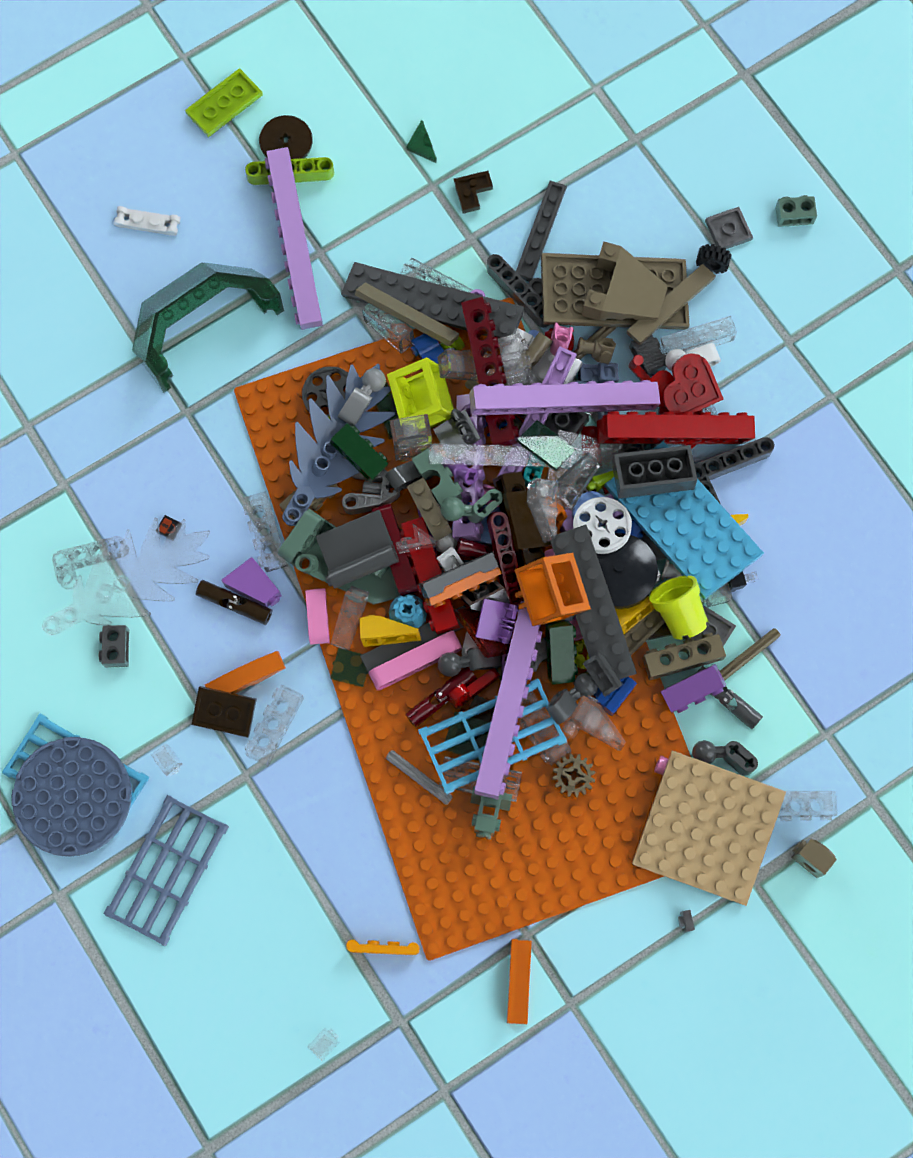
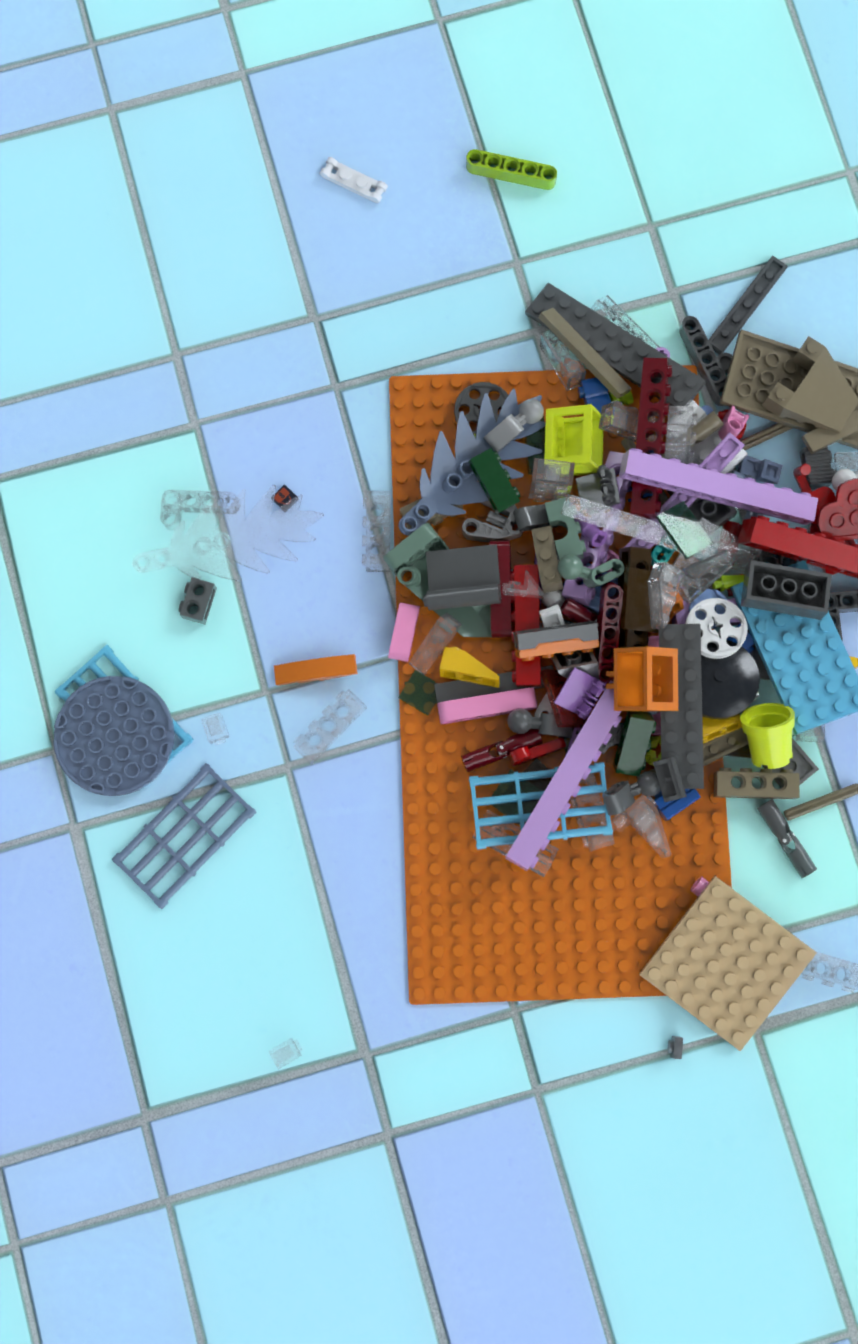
camera: 20 degrees right, 5 degrees up
(185, 296) = (367, 269): clear green windscreen -> none
(224, 102) = (466, 79): lime plate -> none
(224, 711) = (284, 698): dark brown tile -> none
(231, 601) = (324, 590): dark brown piece -> none
(252, 583) = (350, 579): medium lavender slope -> none
(290, 127) = (514, 122): dark brown piece -> none
(294, 238) = (495, 240): lavender brick -> none
(391, 948) = (362, 975): light orange plate -> none
(408, 610) = (495, 654): medium azure piece -> none
(419, 777) = (455, 822): light grey axle -> none
(421, 144) = (652, 179): clear green tile -> none
(469, 186) = (688, 237): dark brown plate -> none
(486, 824) = (507, 891): sand green tile -> none
(519, 981) = (492, 1053): orange fence -> none
(564, 773) = (616, 857): dark tan gear -> none
(601, 349) = (769, 446): dark tan connector -> none
(670, 571) = (769, 694): white brick -> none
(694, 689) = (756, 820): medium lavender brick -> none
(708, 752) = (749, 887): dark grey beam -> none
(741, 580) = (838, 725): black piece -> none
(814, 857) = (823, 1026): dark tan brick -> none

